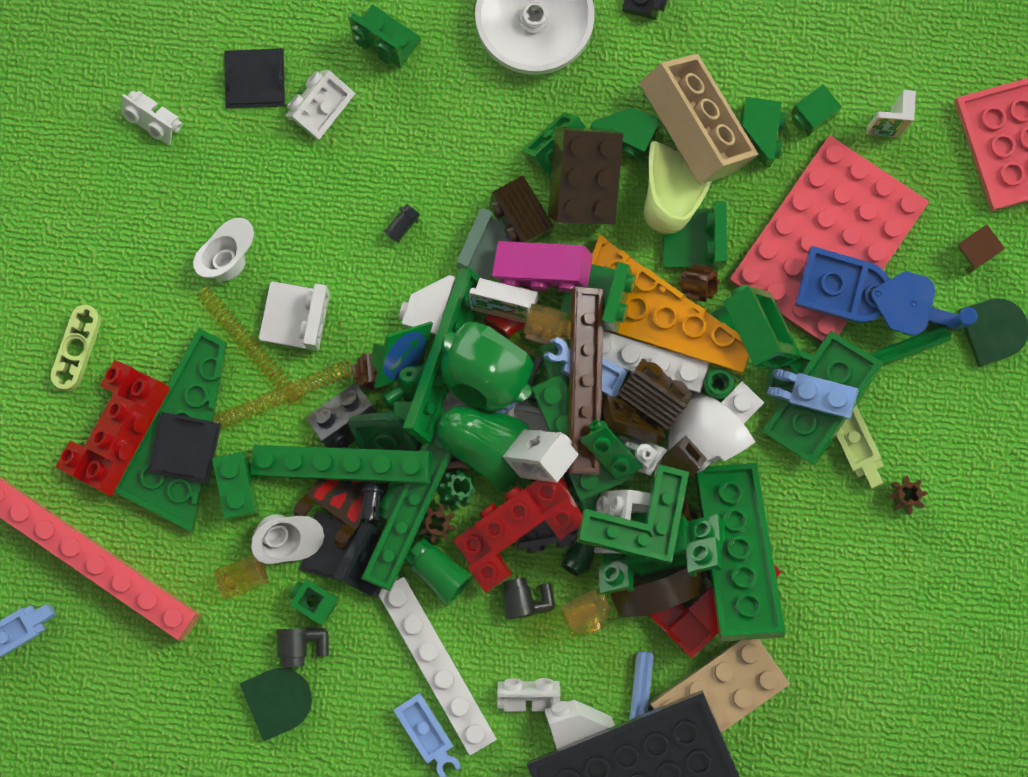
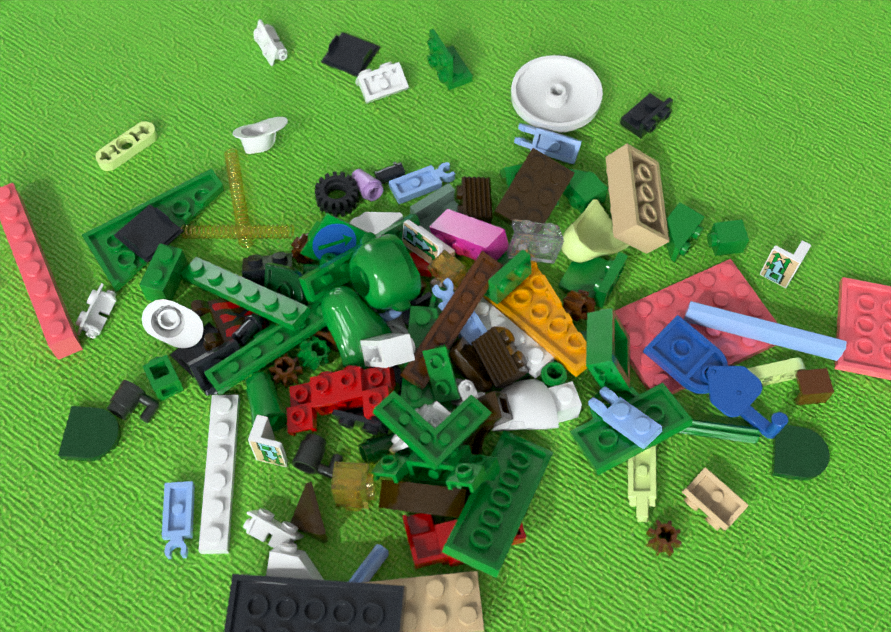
camera: 30 degrees right, 20 degrees down
(118, 430) = (108, 204): red bracket -> none
(184, 557) = (90, 320): none -> white hinge
(241, 577) = (124, 335): clear yellow bracket -> none
(295, 315) = (281, 193): white bracket -> none
(352, 266) = (333, 183): none -> black tyre
(385, 252) = (367, 185): none -> lavender cone
(443, 218) = (420, 182): none -> light blue plate
(465, 617) = (263, 444): none -> panel
(554, 662) = (308, 516): none -> dark brown slope
(559, 88) = (550, 143): none -> light blue hinge
(619, 234) = (538, 239): none -> clear bracket
(906, 214) = (765, 331): none -> light blue tile
(936, 250) = (778, 371): none -> yellowish green beam
(937, 429) = (714, 499): none -> tan bracket

